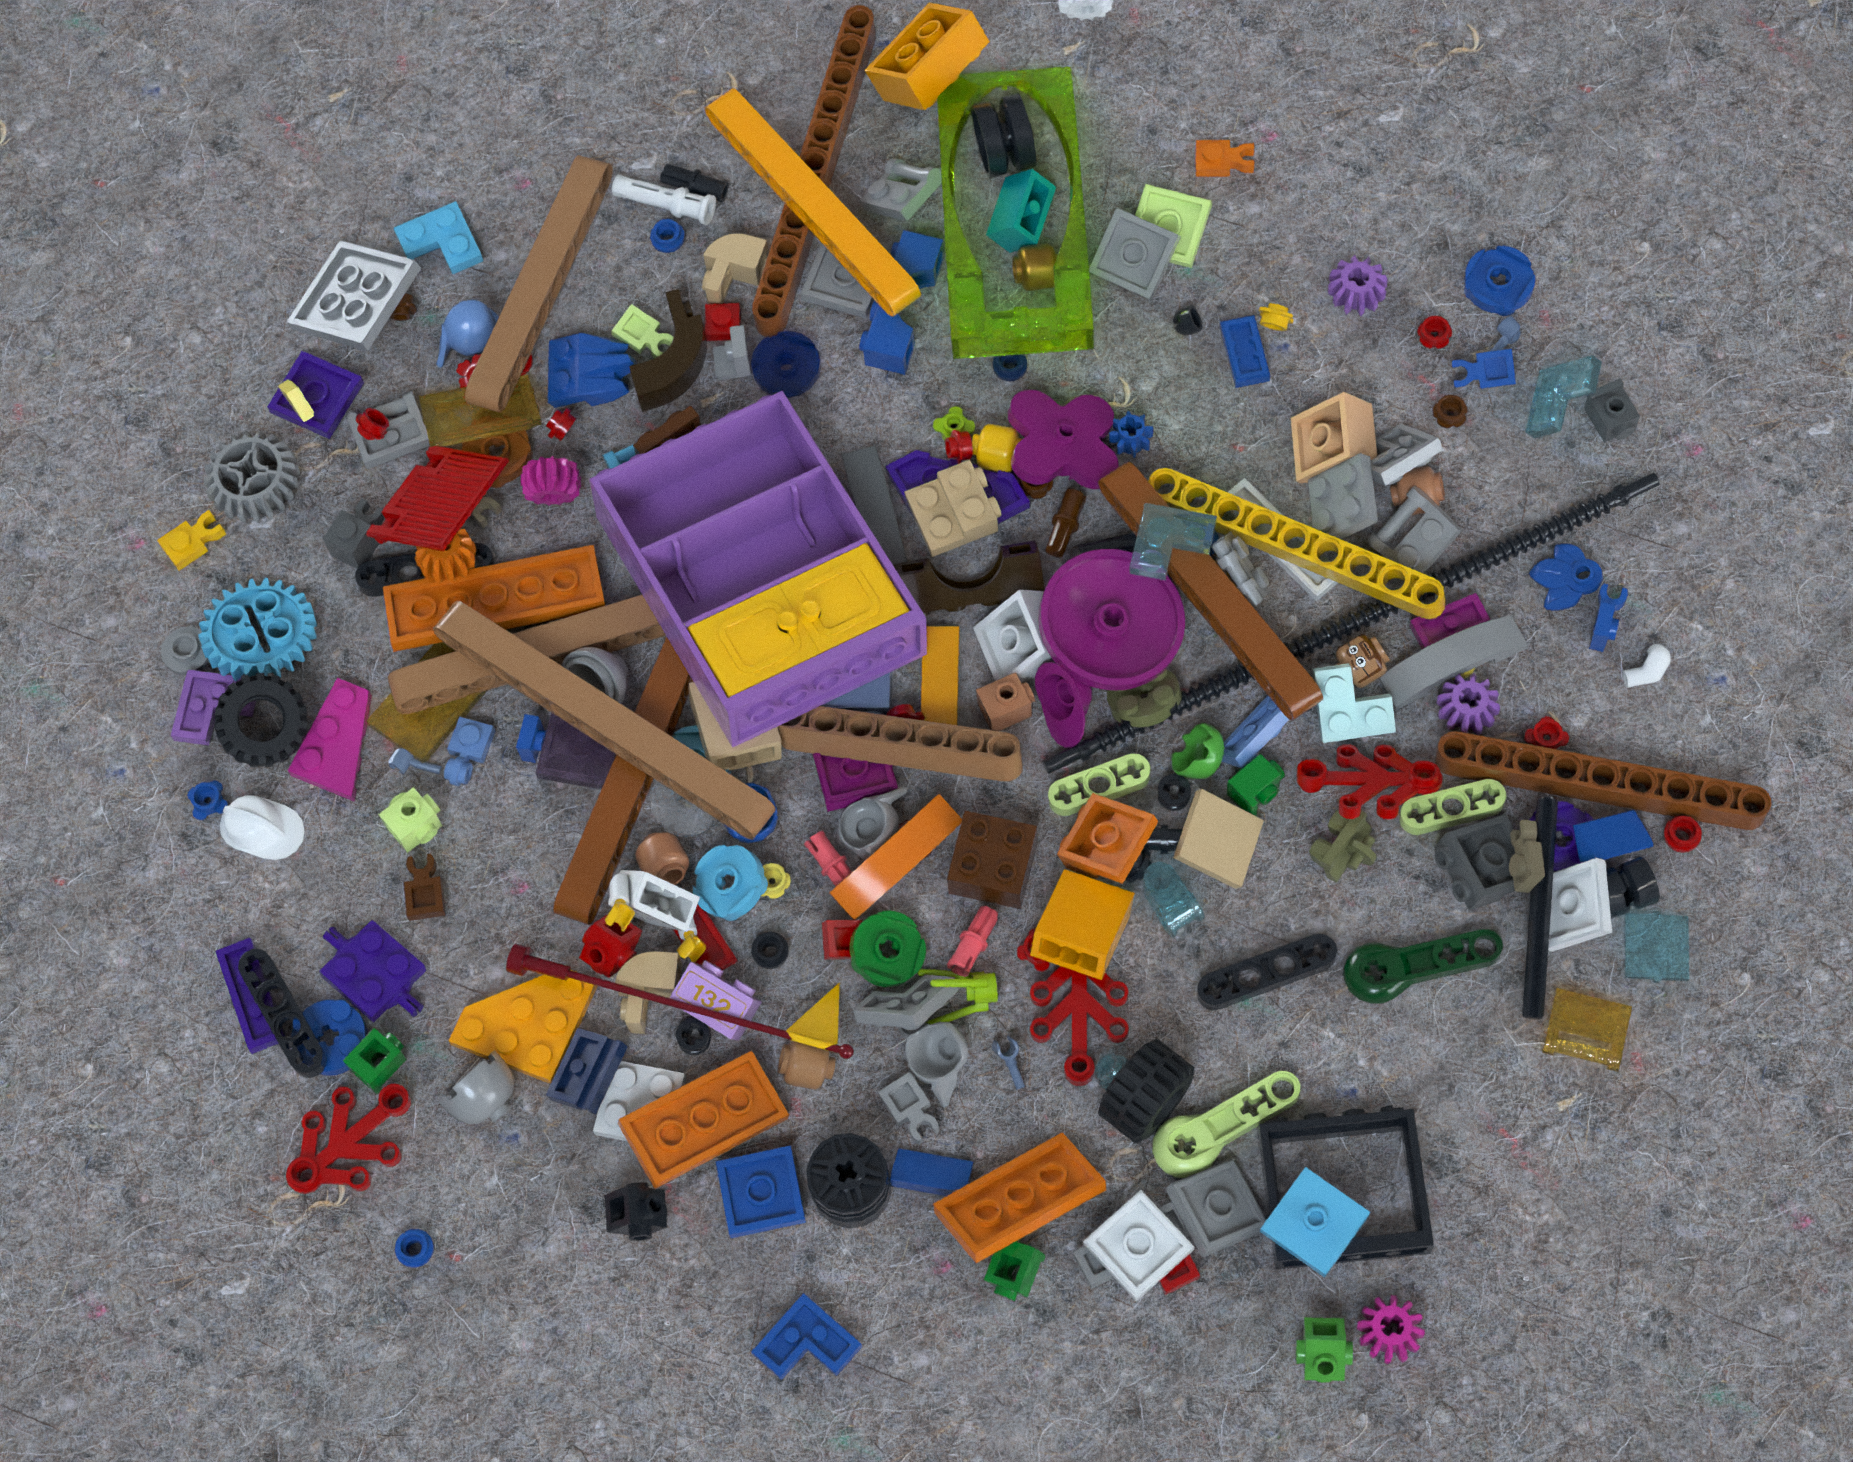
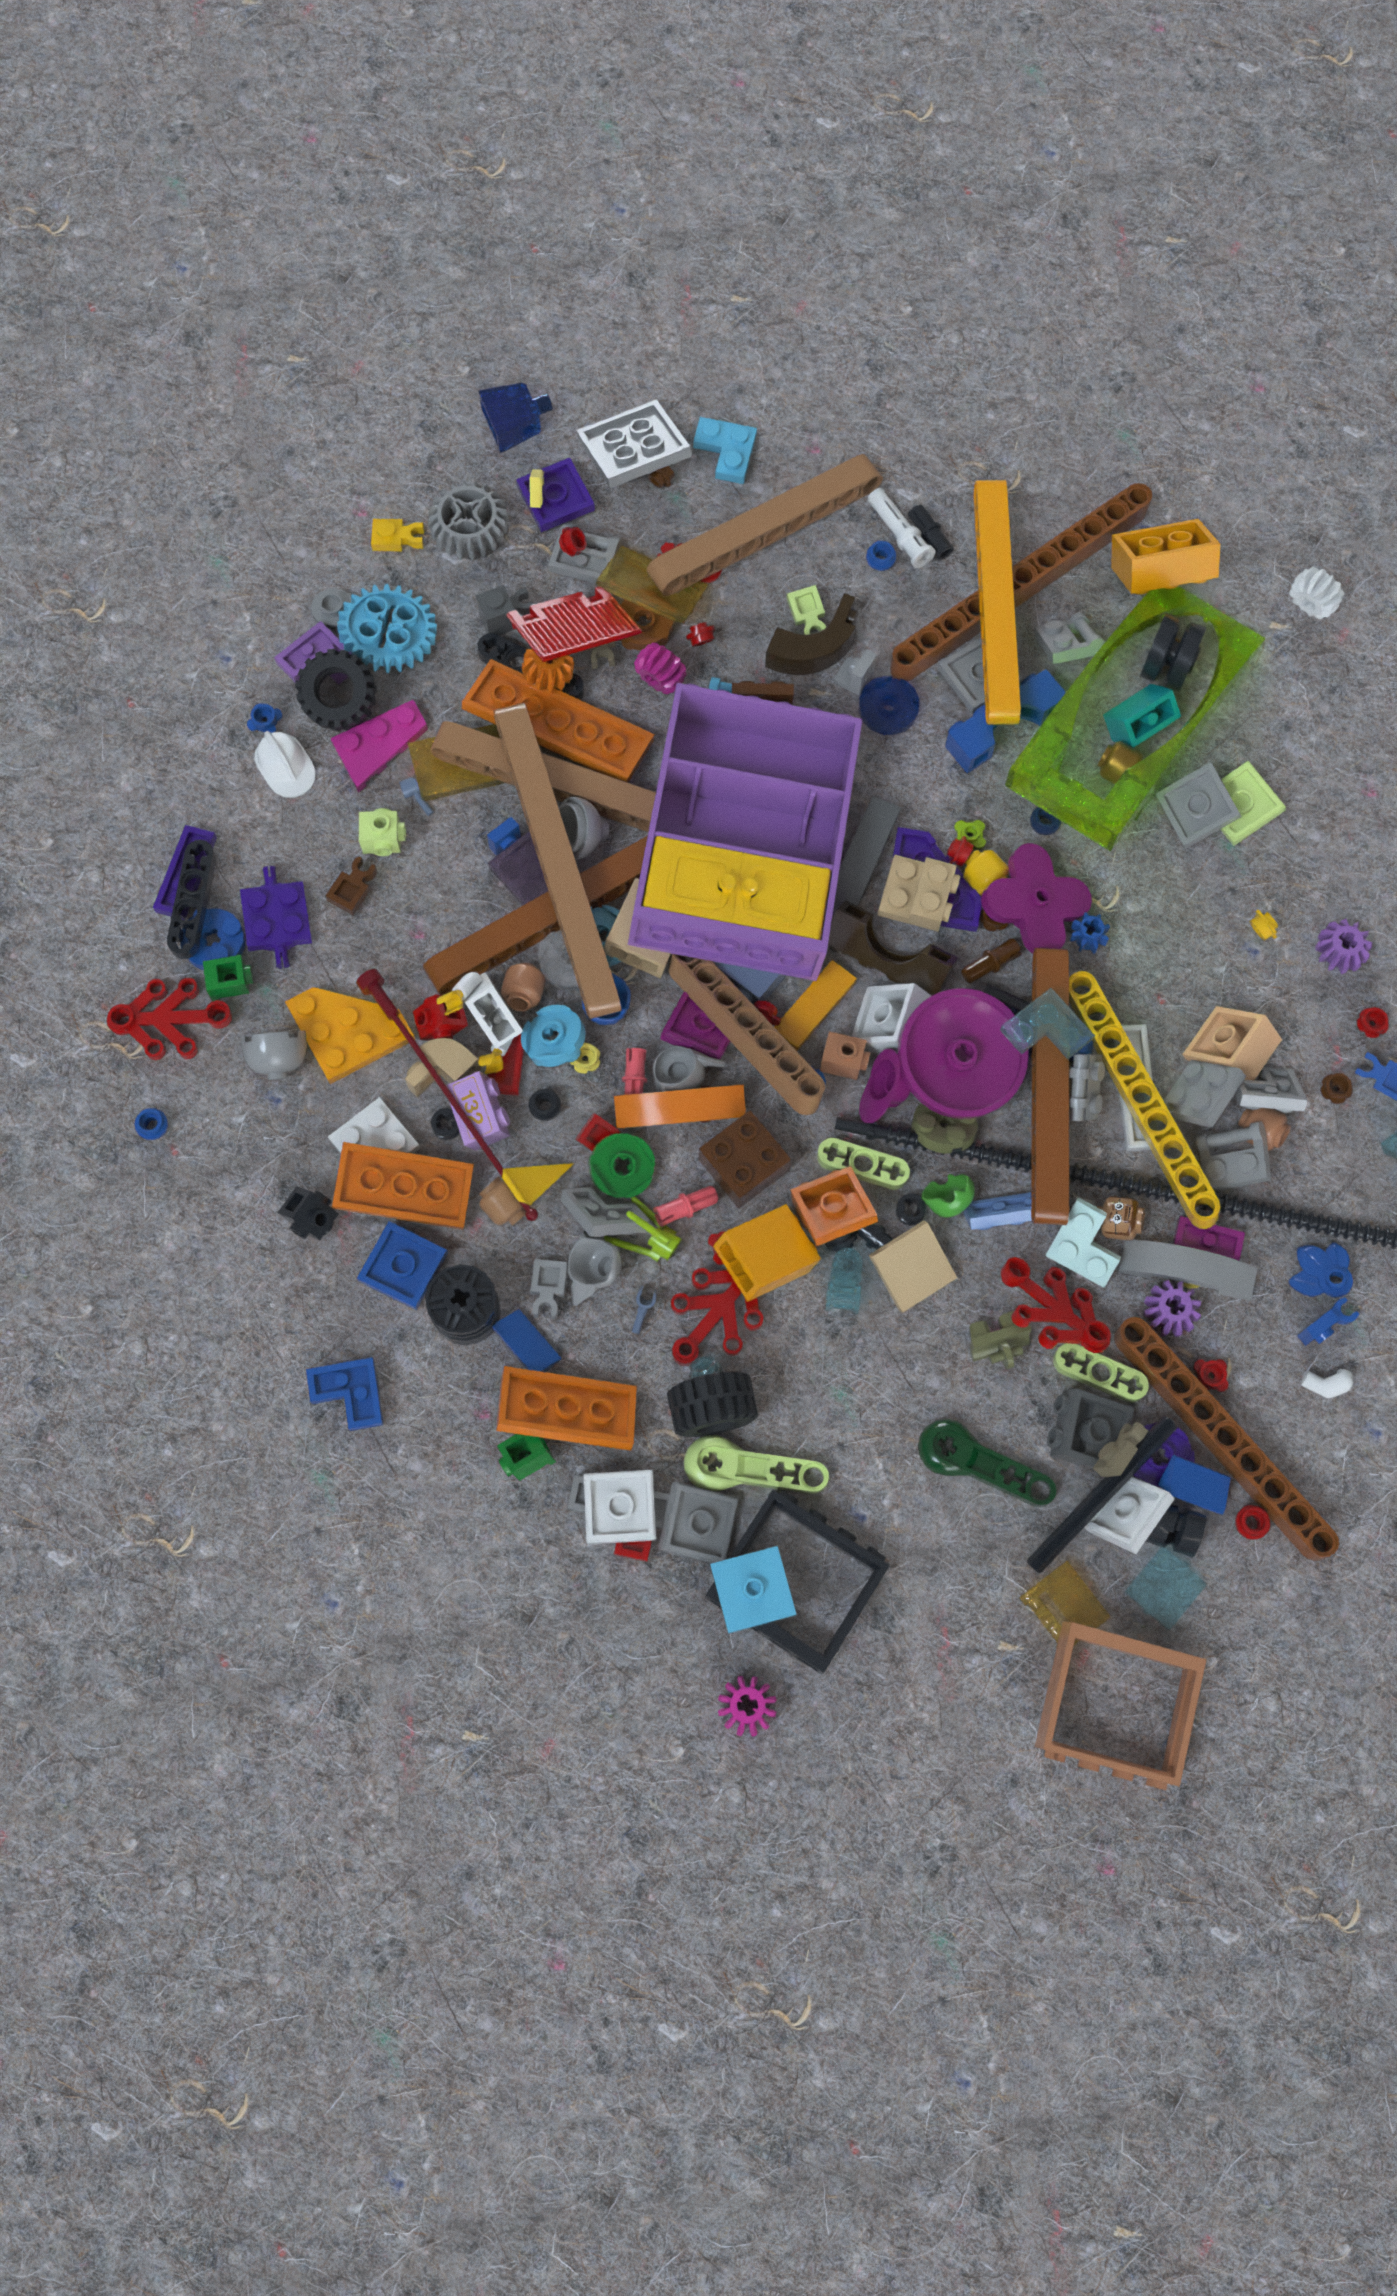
camera: 30 degrees right, 5 degrees up
(211, 349) = (513, 413): none -> clear blue torso
(466, 329) = (688, 520): medium blue piece -> none
(468, 742) = (463, 808): medium blue plate -> none
(586, 1071) = (355, 1092): dark blue plate -> none
(587, 370) = (749, 609): blue plate -> none
(720, 319) = (870, 639): red plate -> none
(731, 258) = (910, 603): tan brick -> none
(1187, 320) = (1199, 882): black hinge -> none
(1216, 158) = (1318, 780): orange plate -> none
(1244, 351) = (1221, 933): blue plate -> none
(1255, 784) = (972, 1248): green brick -> none
(1269, 977) = (869, 1391): black beam -> none
(1324, 1349) = (682, 1687): bright green brick -> none
(1760, 1040) = (1182, 1718): none -> nougat window

